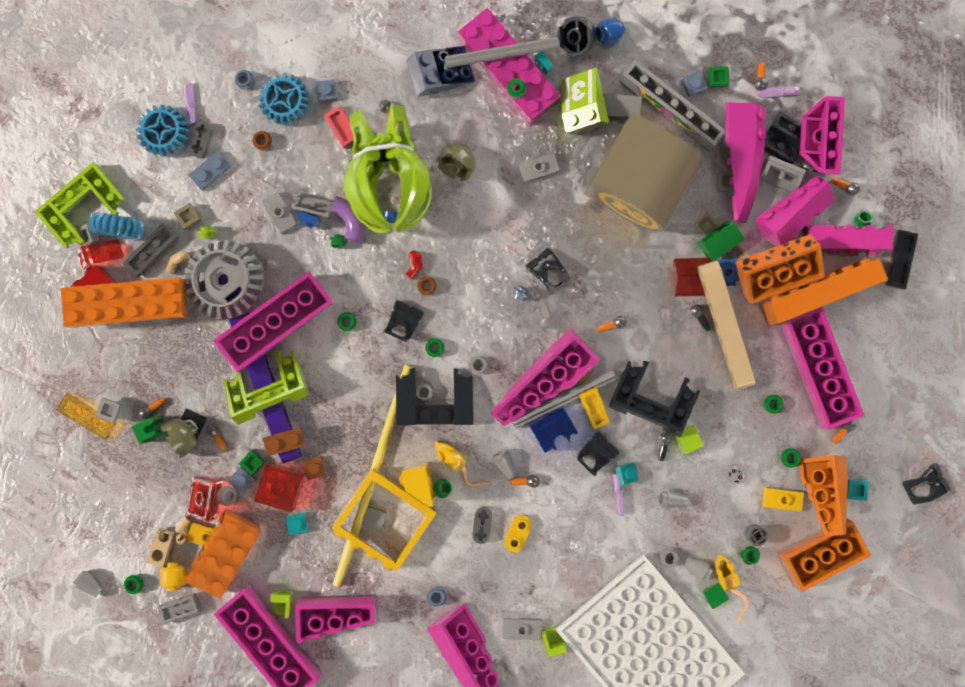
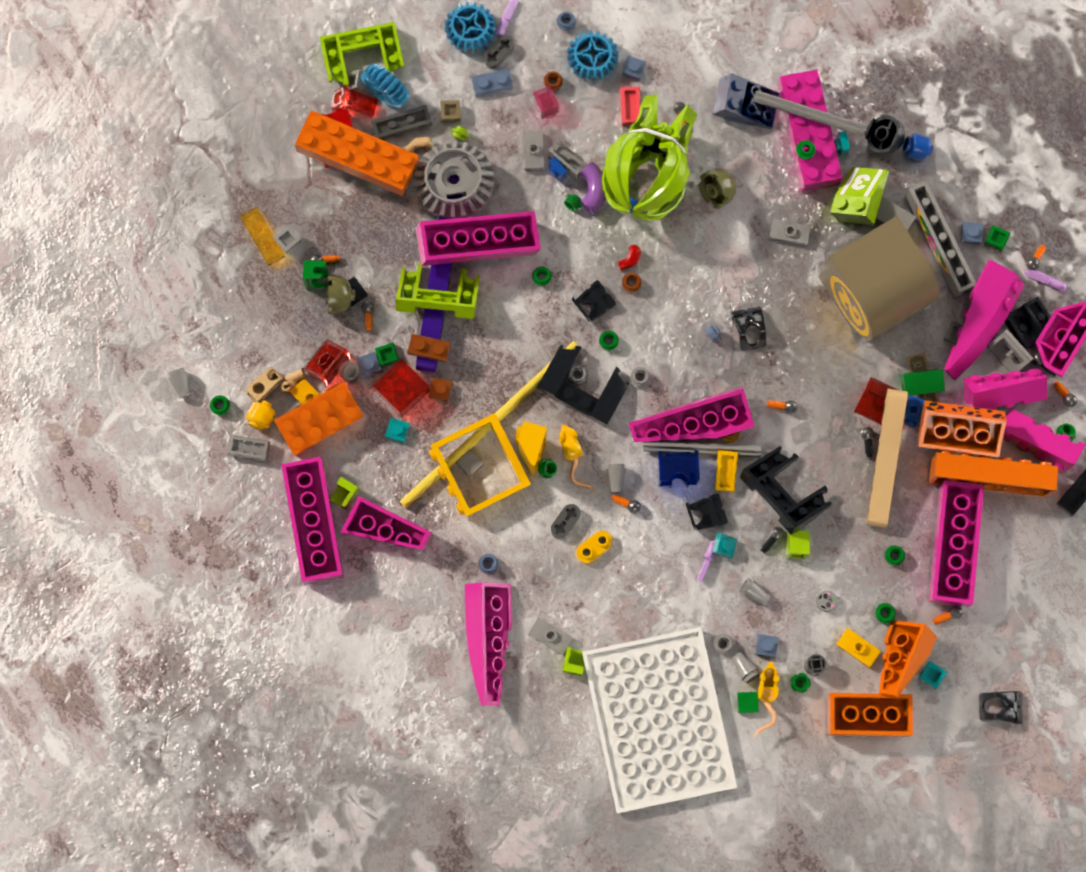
camera: 25 degrees right, 10 degrees down
(266, 164) = (546, 103): none -> clear pink brick
(706, 539) = (766, 646): none -> sand blue plate

